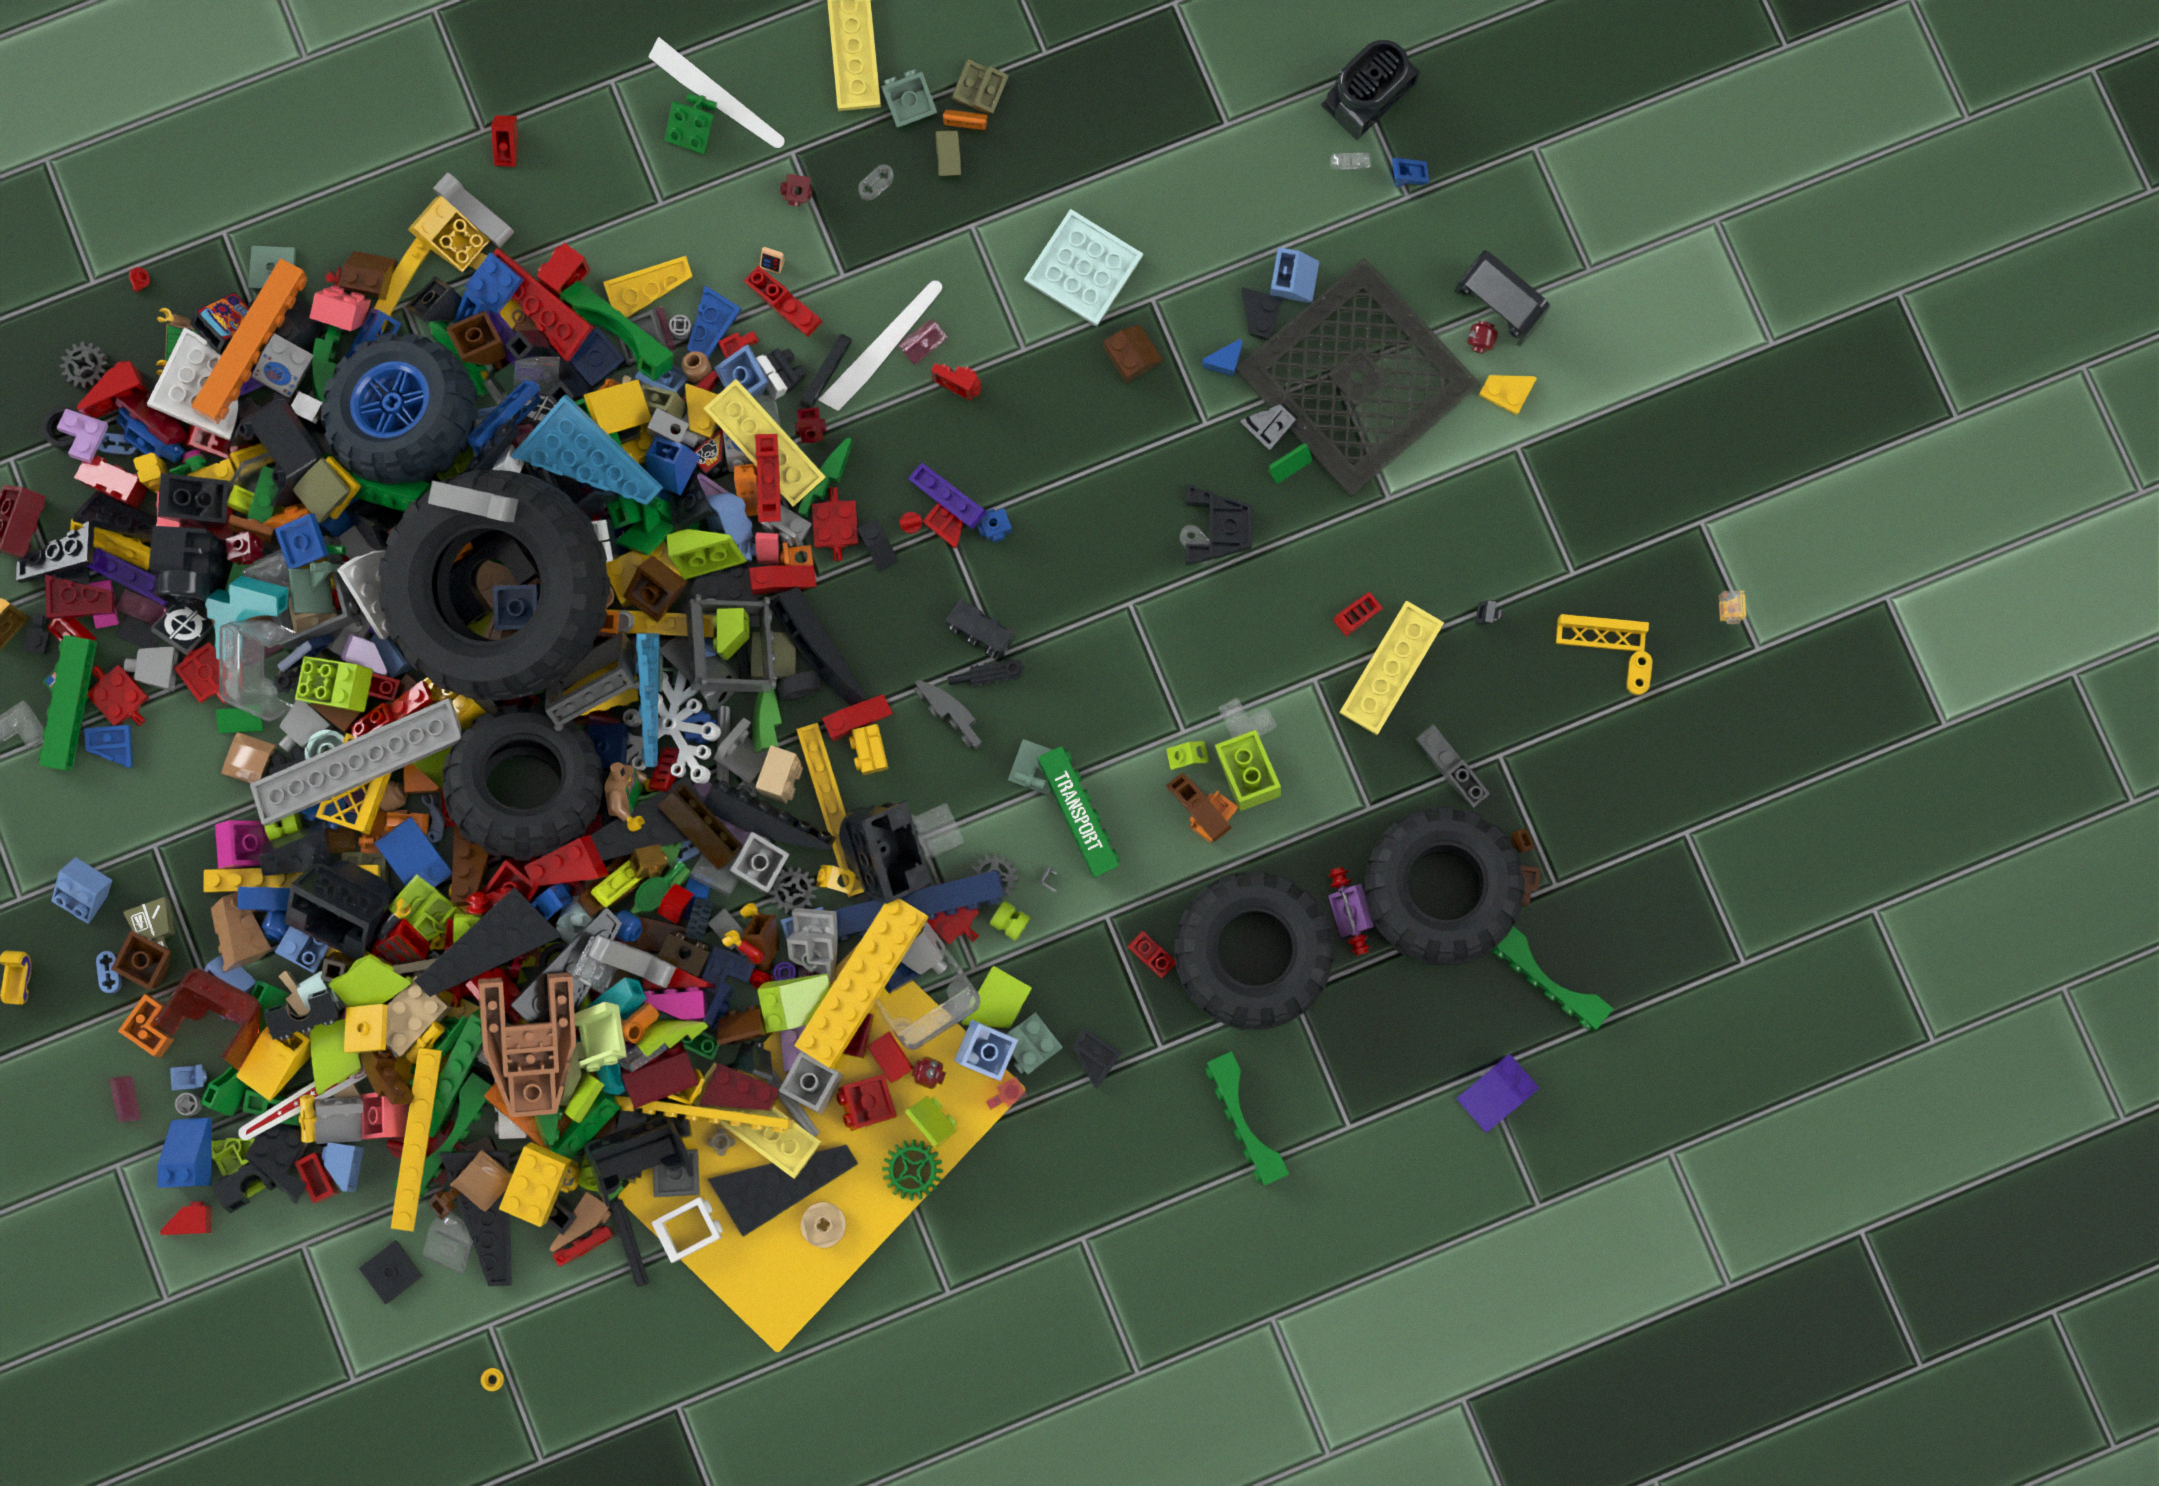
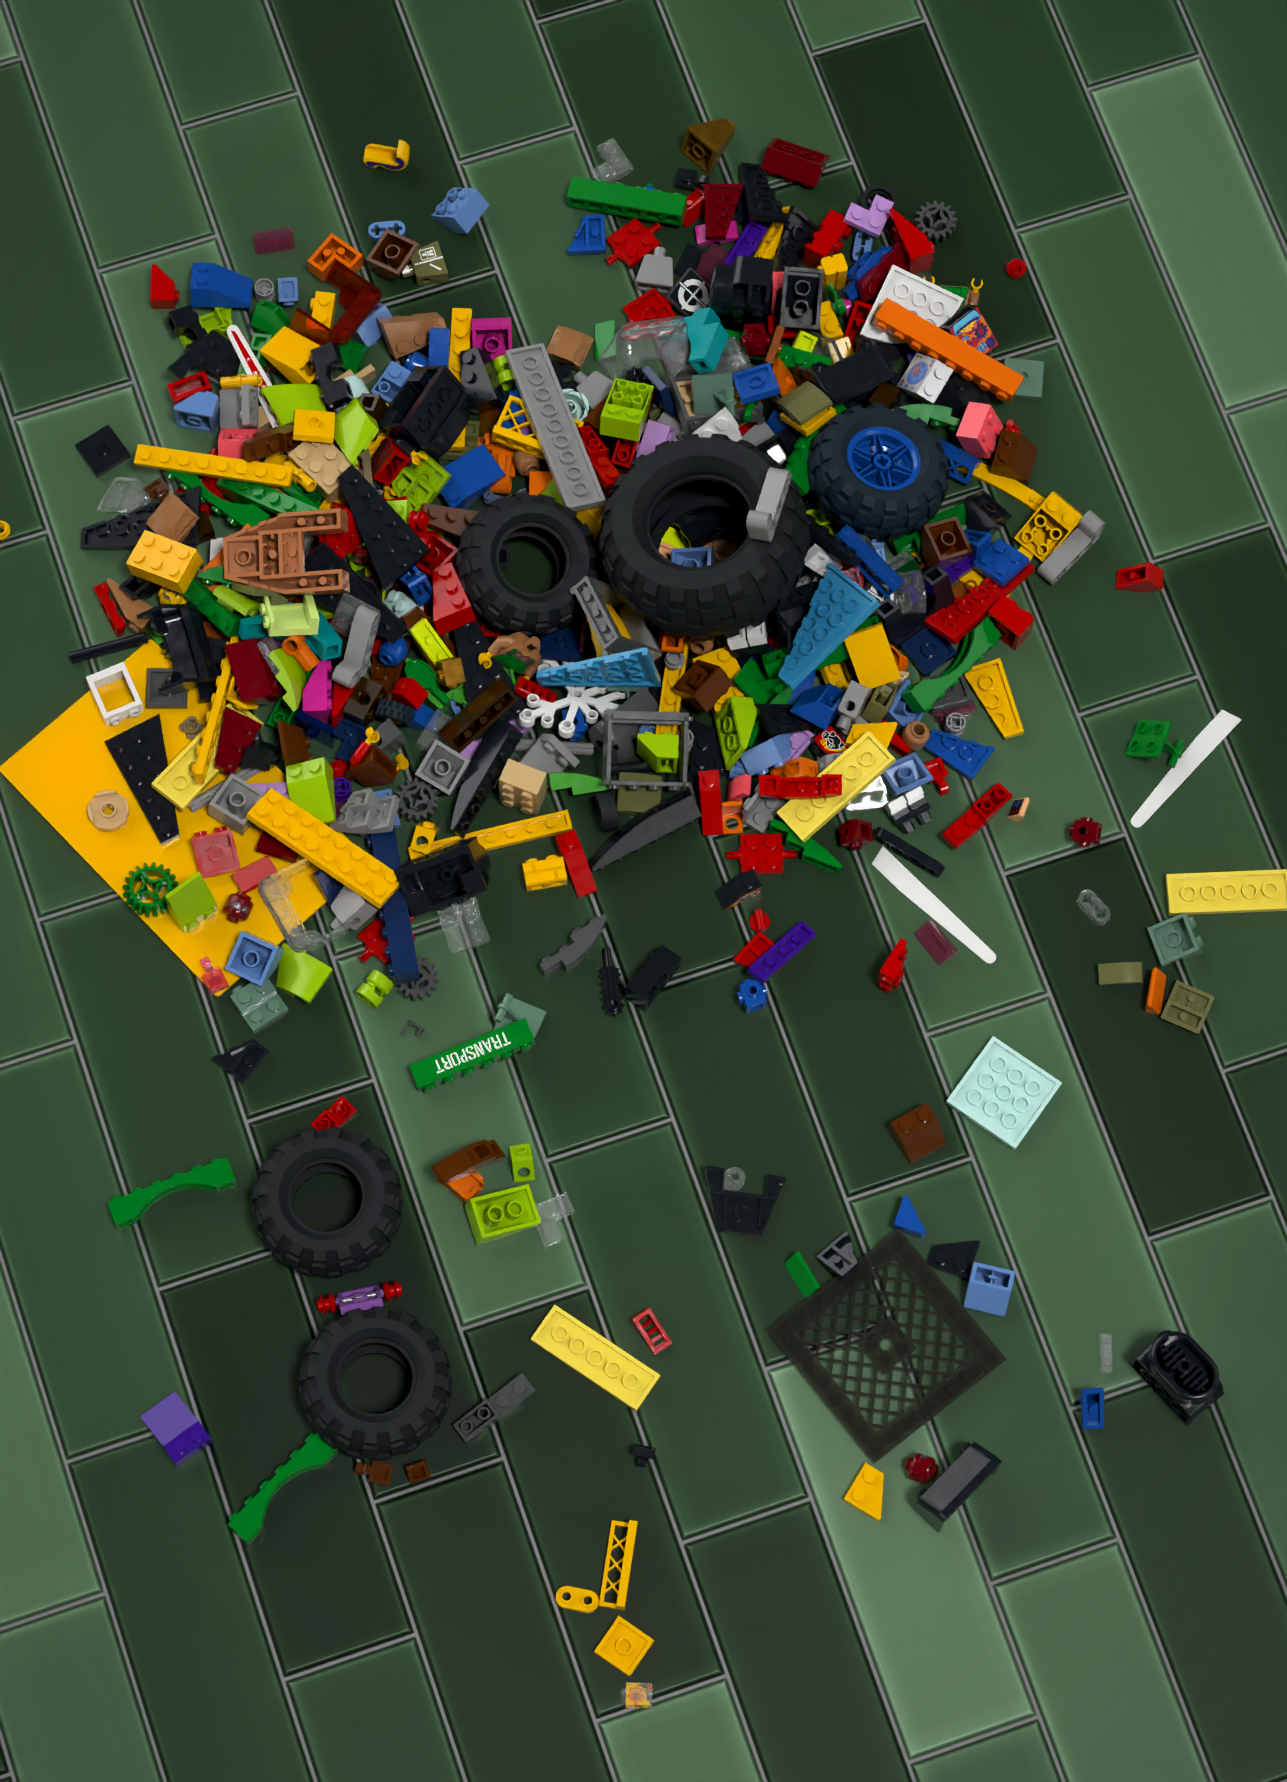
camera: 90 degrees right, 10 degrees down
(212, 1035) = (324, 307): none -> yellow brick
(1682, 624) = (624, 1646): none -> yellow tile

